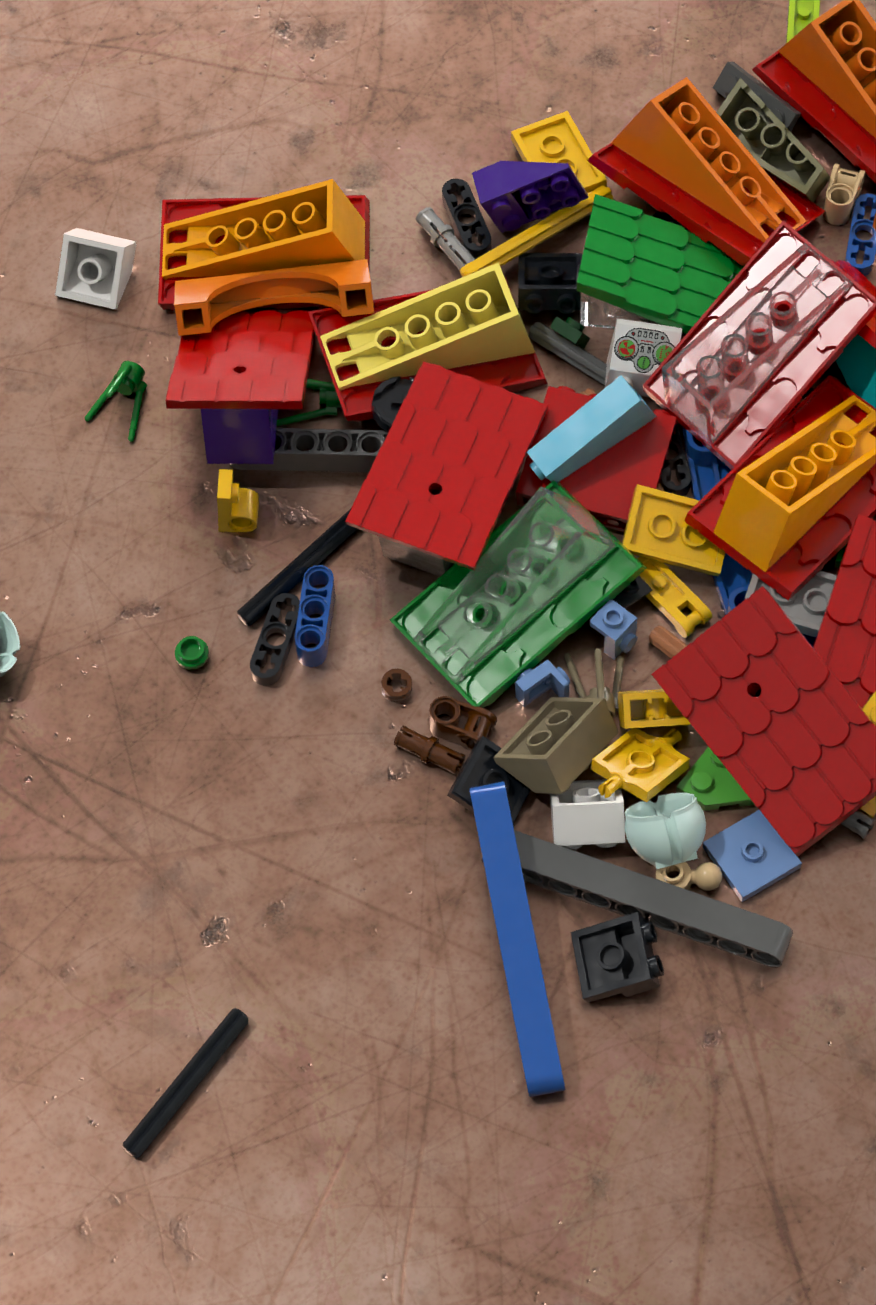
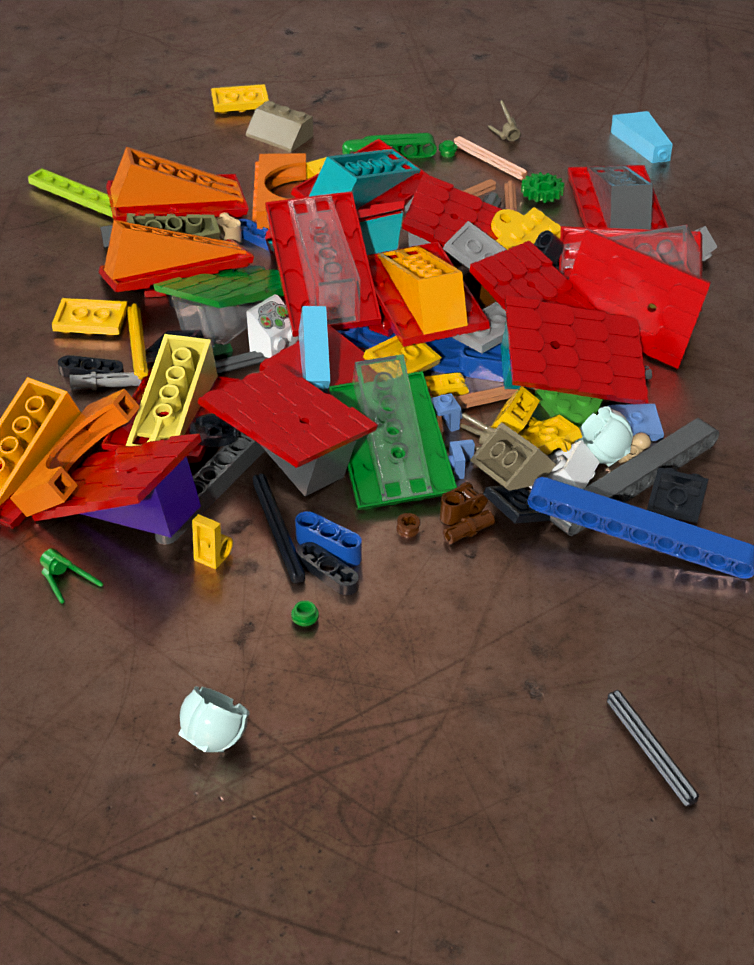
camera: 65 degrees left, 20 degrees down
(526, 191) = (109, 323): dark purple slope -> none

